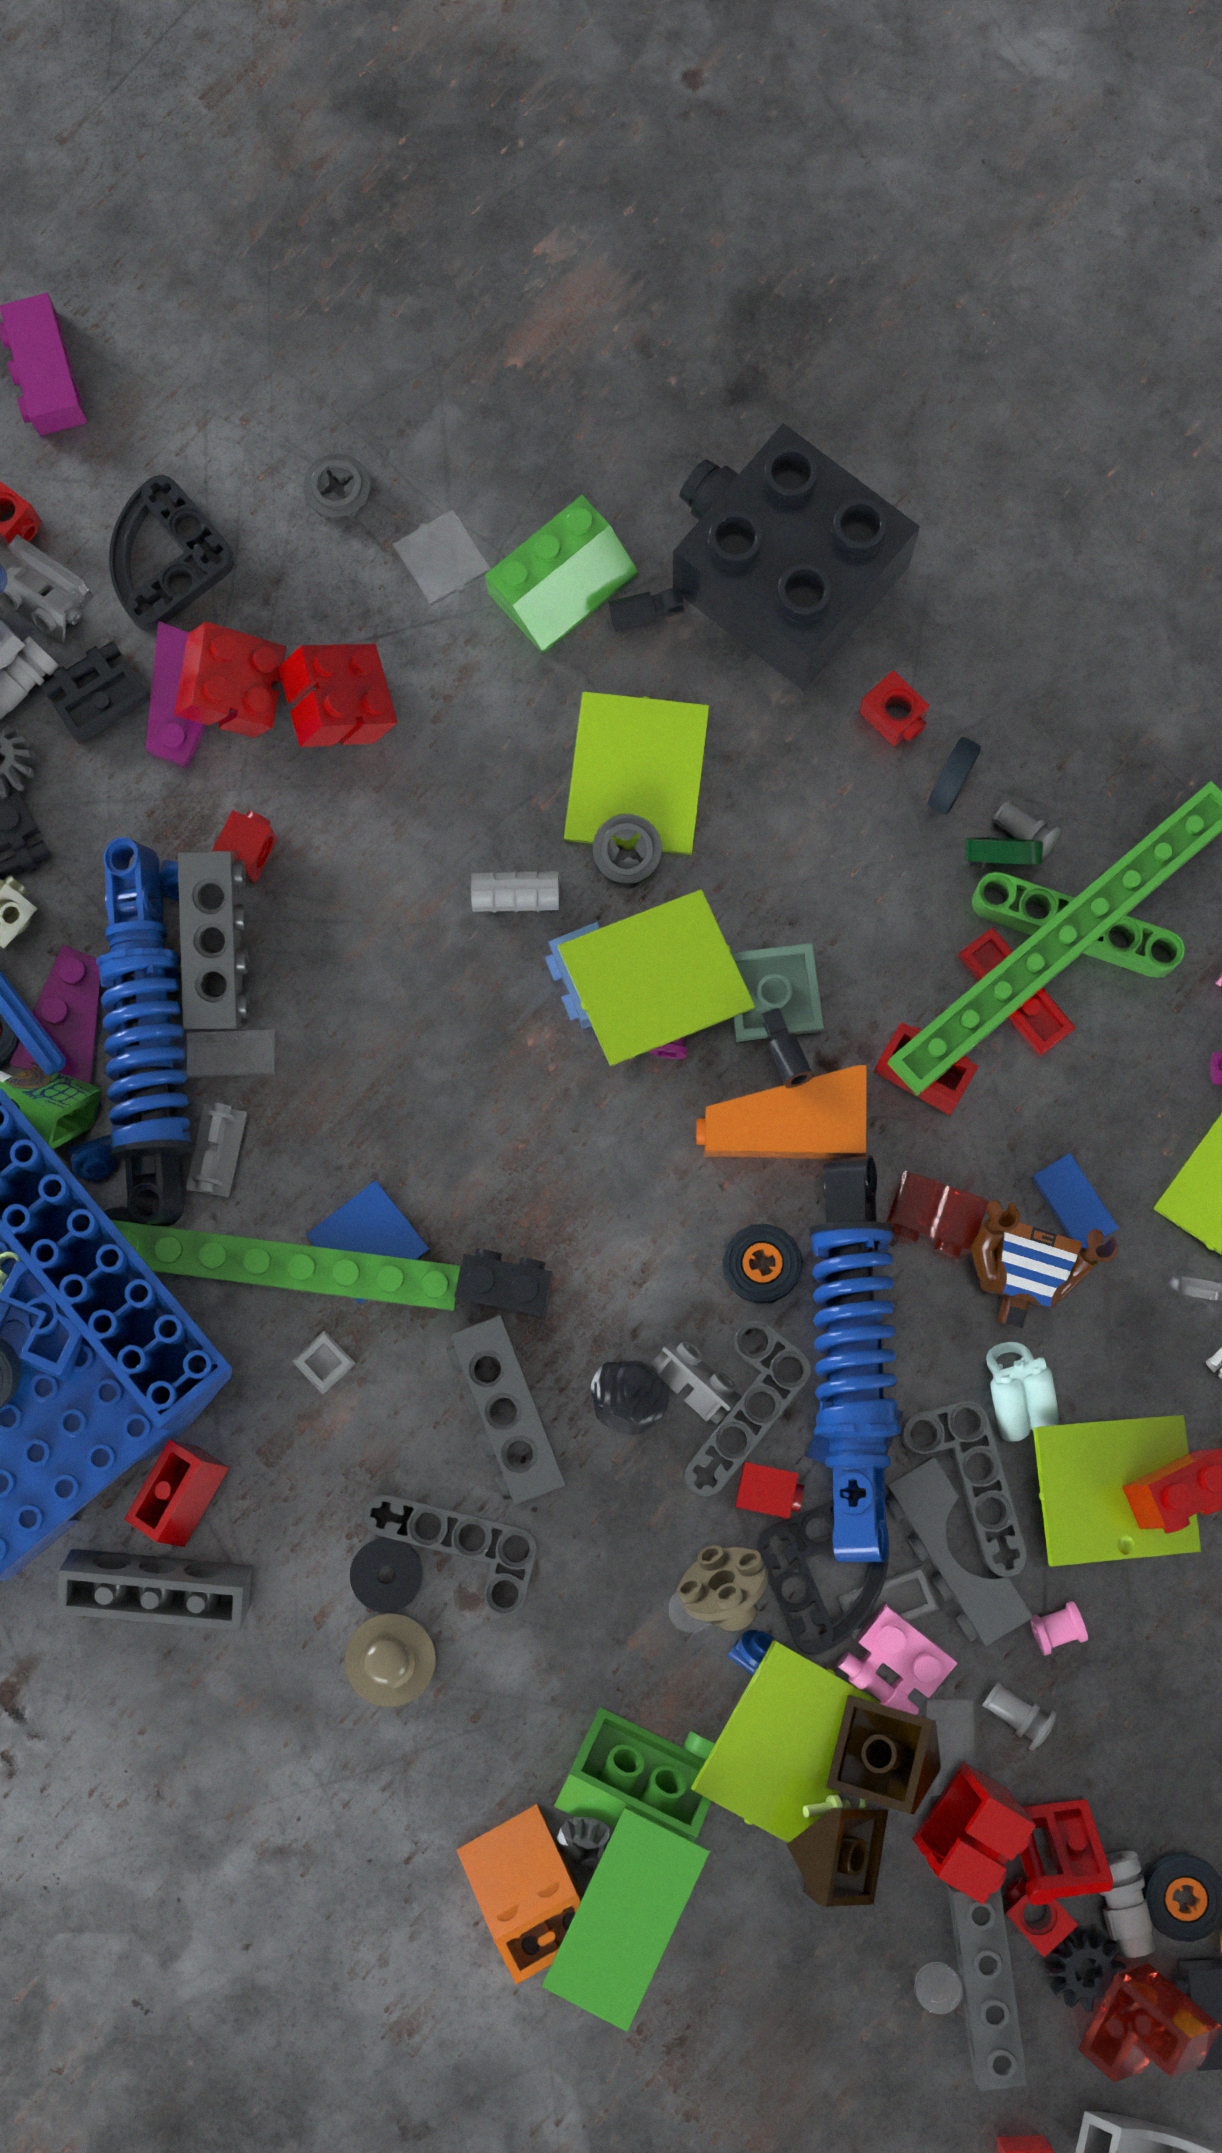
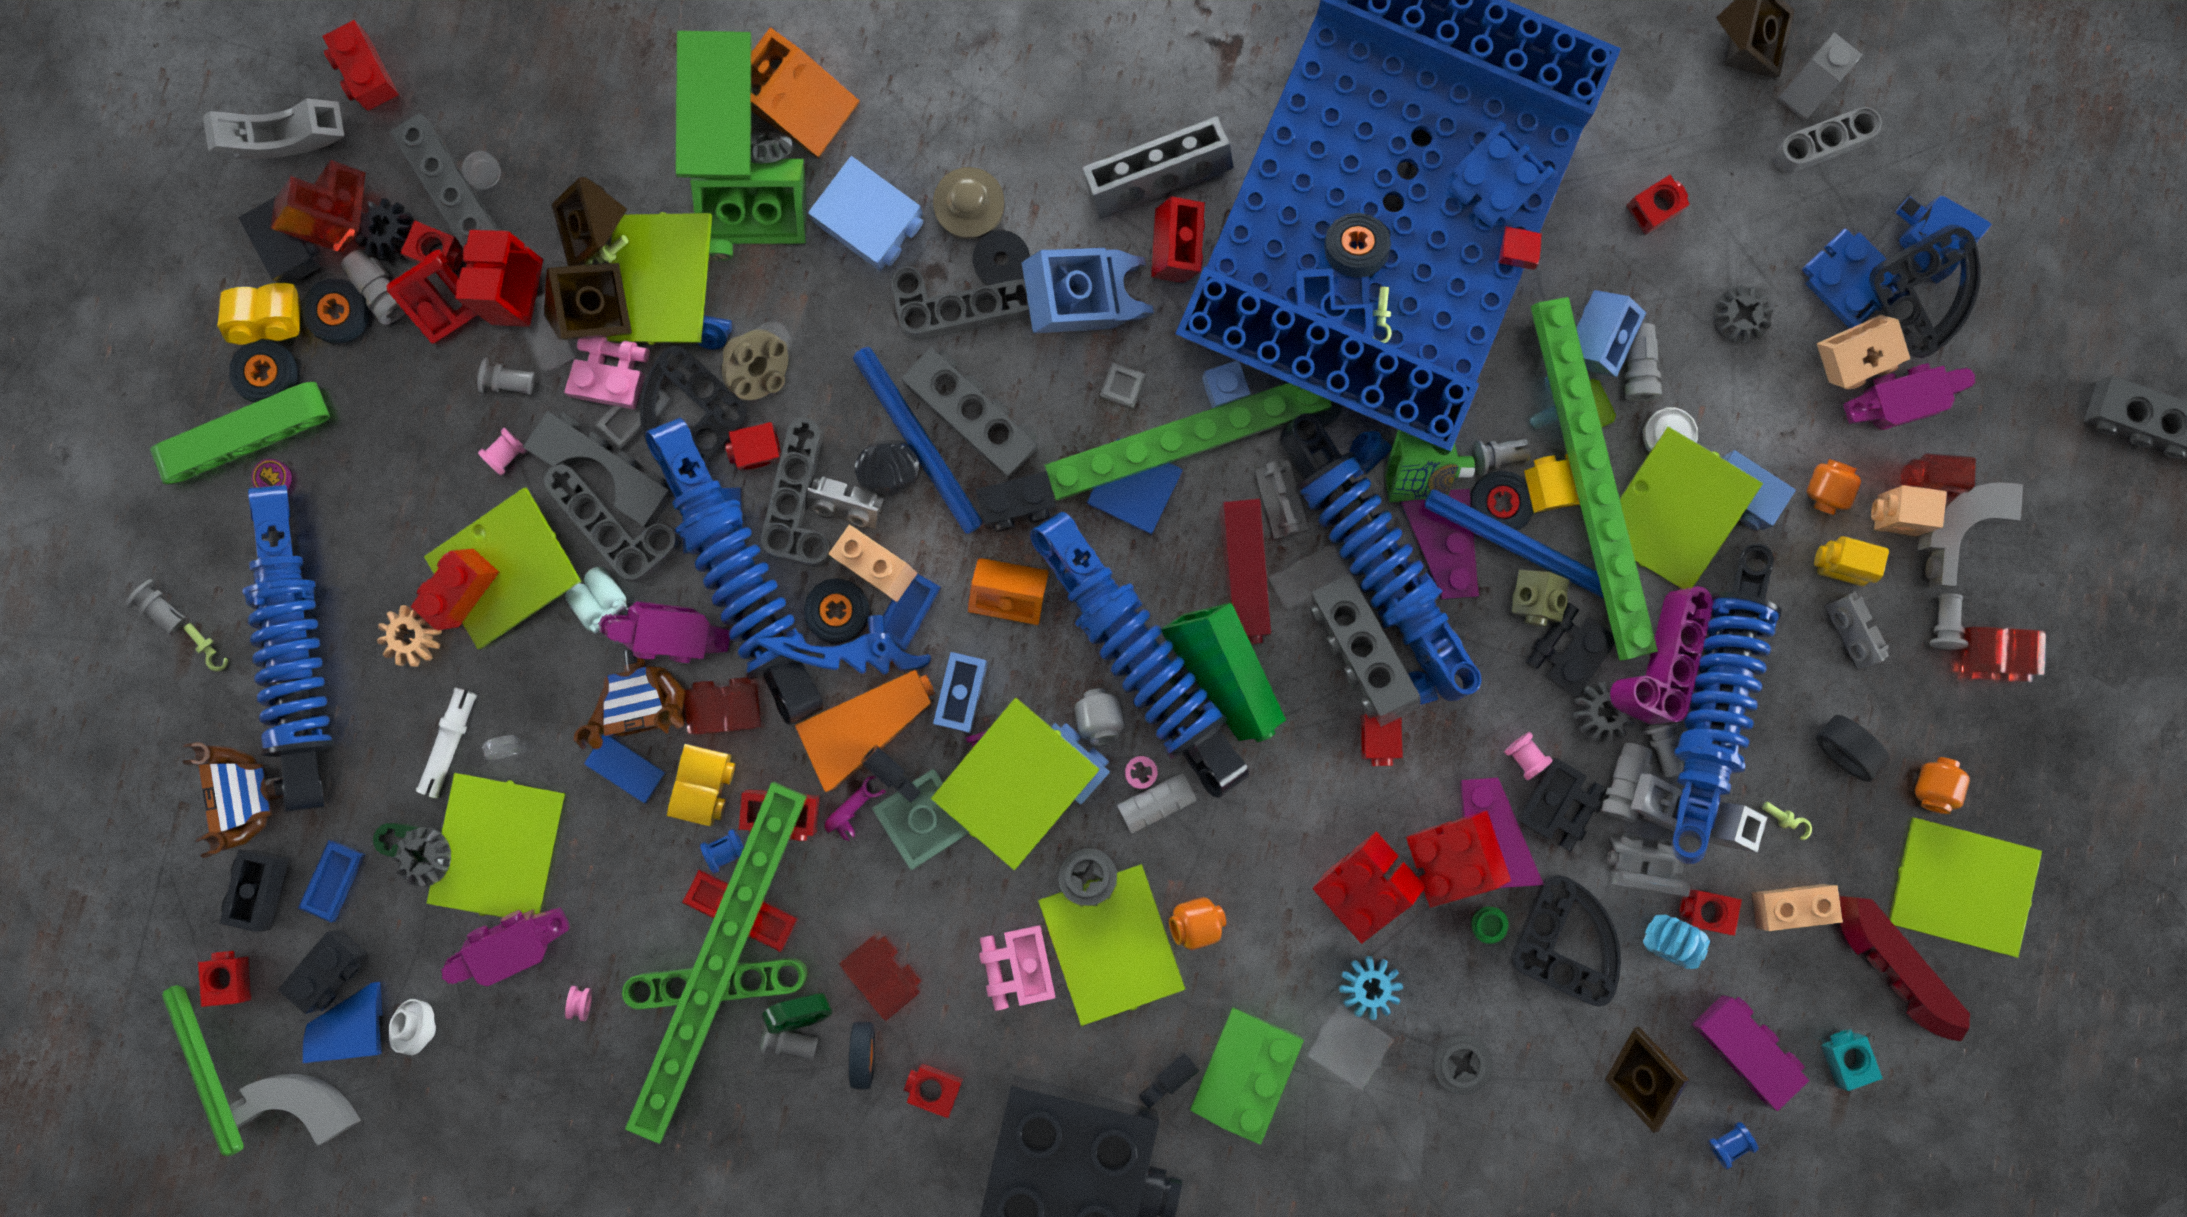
camera: 145 degrees right, 5 degrees up
(54, 498) = (1676, 941): none -> medium azure gear
(102, 755) = (1528, 755): none -> bright pink bush
(110, 287) = (1733, 1145): none -> blue bush
(158, 378) = (1646, 1079): none -> dark brown slope
(211, 1300) = (1225, 384): none -> medium blue brick
(235, 608) = (1489, 924): none -> green plate
(293, 1088) = (1246, 566): none -> dark red slope
(314, 1485) = (1081, 289): none -> medium blue brick
(369, 992) = (1227, 669): none -> green slope
(391, 586) = (1359, 993): none -> medium azure gear
(456, 1092) = (1111, 619): none -> piece
(505, 939) = (1146, 762): none -> bright pink bush
(512, 1702) = (866, 214): none -> light blue brick
(531, 1009) = (1099, 717): none -> light grey head
(536, 747) = (1197, 923): none -> orange head
(562, 1194) = (1007, 591): none -> orange panel
(581, 1413) = (917, 440): none -> blue axle
(668, 1102) = (960, 692): none -> medium blue brick
(683, 1227) = (906, 615): none -> blue tile
(697, 1291) = (873, 563): none -> light nougat brick
(733, 790) = (1028, 965): none -> bright pink plate
(741, 1198) = (873, 648): none -> blue piece
(862, 1035) = (840, 818): none -> magenta piece
(896, 850) = (880, 976): none -> clear red brick
(964, 1325) = (665, 631): none -> magenta hinge
(1000, 1141) = (700, 785): none -> yellow brick
(1006, 1060) = (722, 850): none -> blue bush

